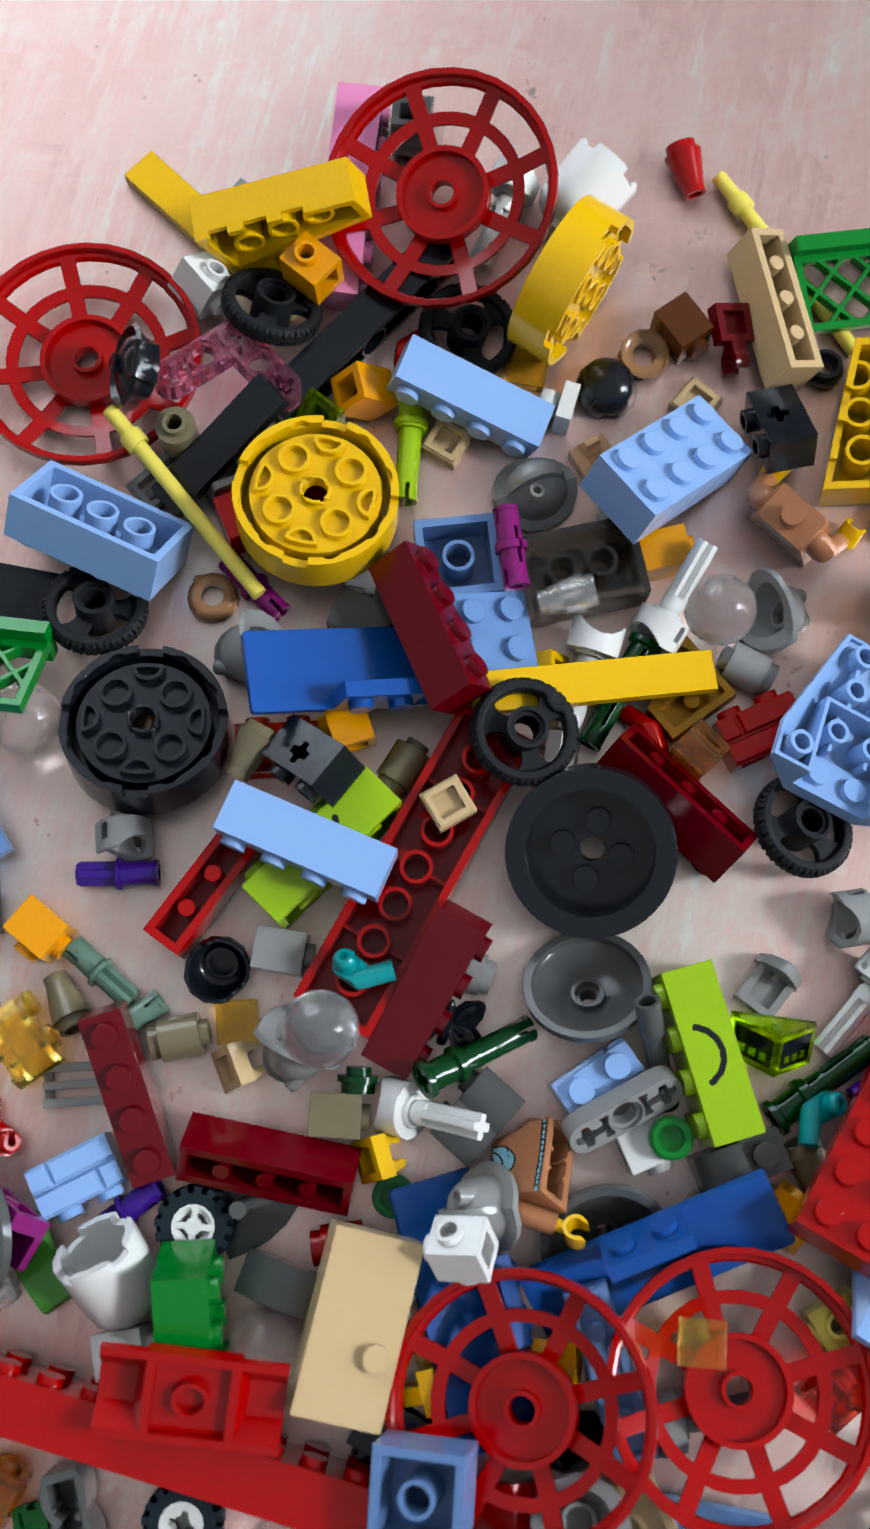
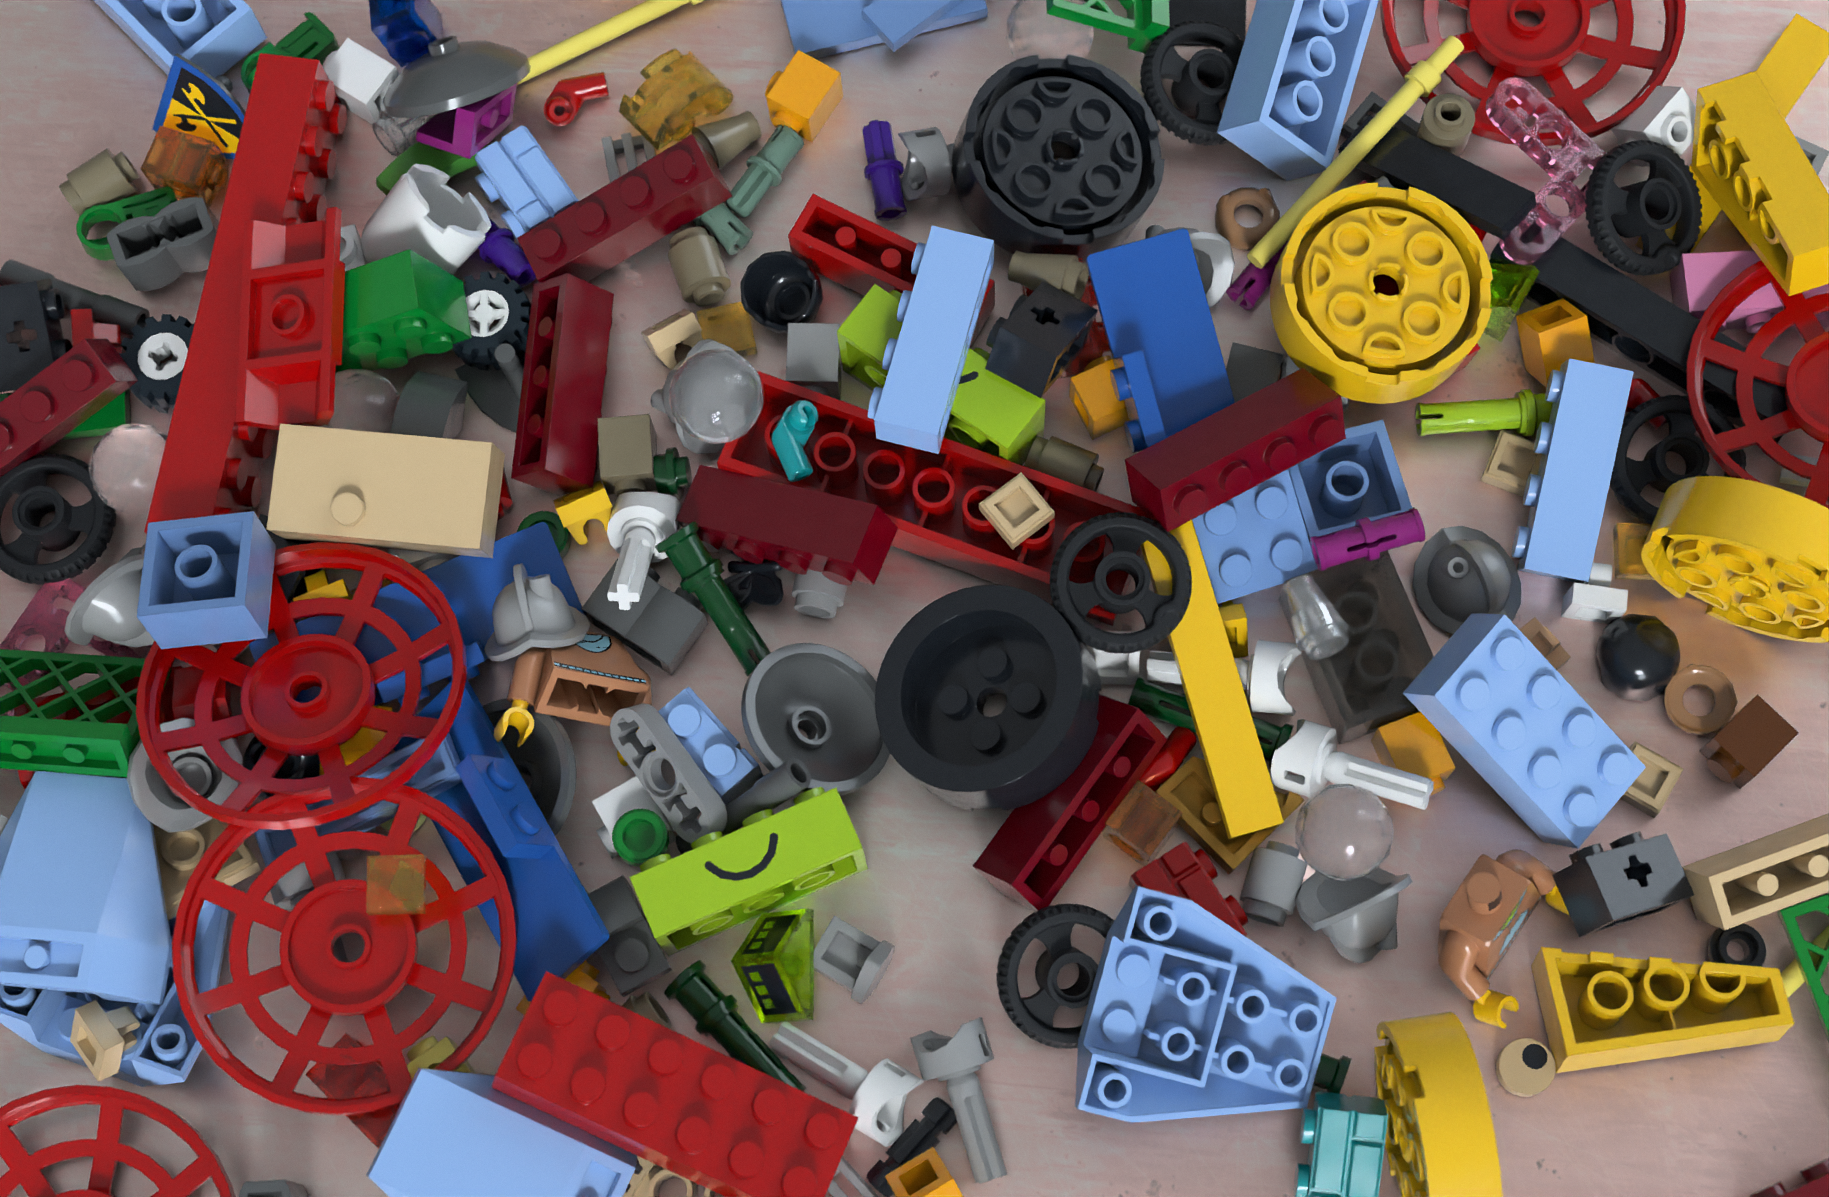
camera: 90 degrees right, 5 degrees down
(133, 367) = (1513, 53): black piece -> none
(311, 267) = (1705, 241): light orange brick -> none
(461, 1249) = (478, 588): white brick -> none
(733, 331) = (1760, 808): dark red plate -> none
(817, 1112) = (690, 1018): teal arm -> none

